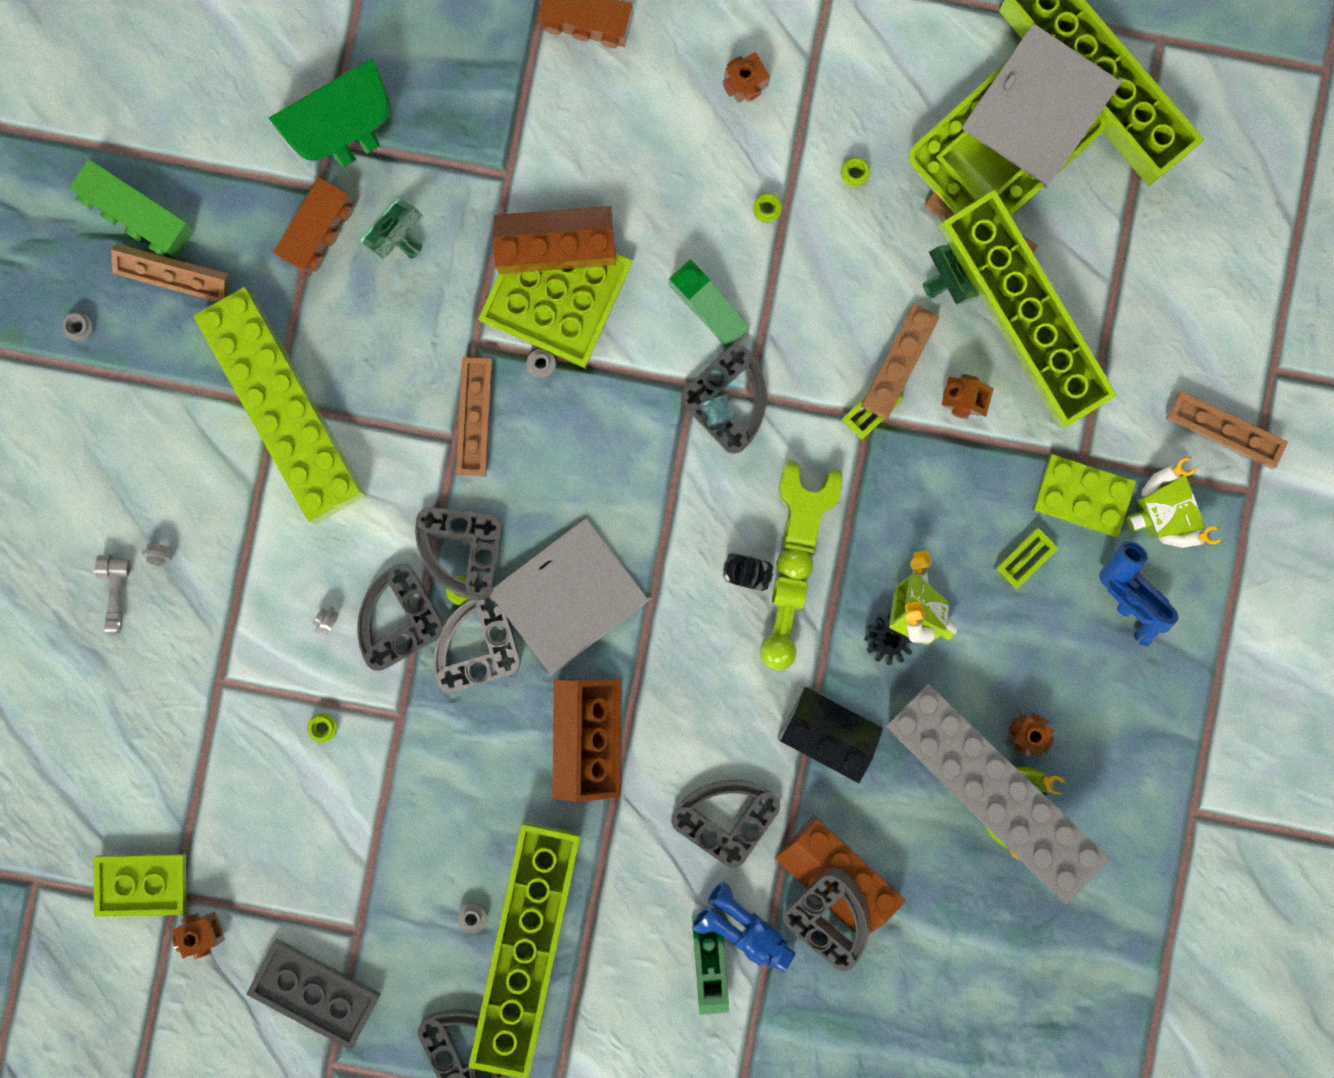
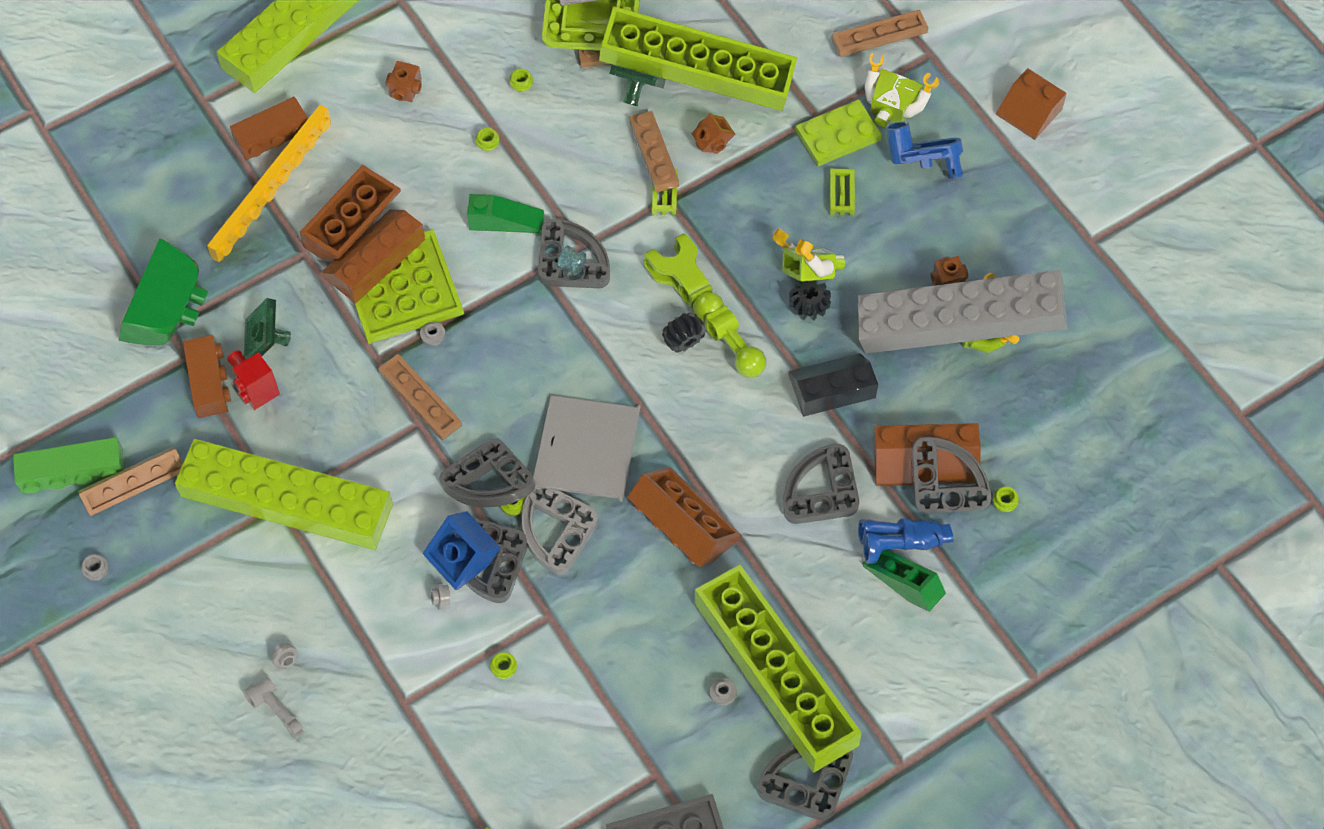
camera: 45 degrees left, 25 degrees down
(343, 273) = (253, 379): none -> red brick
(373, 601) = (460, 549): none -> blue slope
(526, 78) = (269, 183): none -> yellow plate
(570, 179) = (348, 214): none -> dark orange slope
(869, 984) = (1005, 492): none -> lime plate
(1285, 636) = (1031, 104): none -> dark orange slope

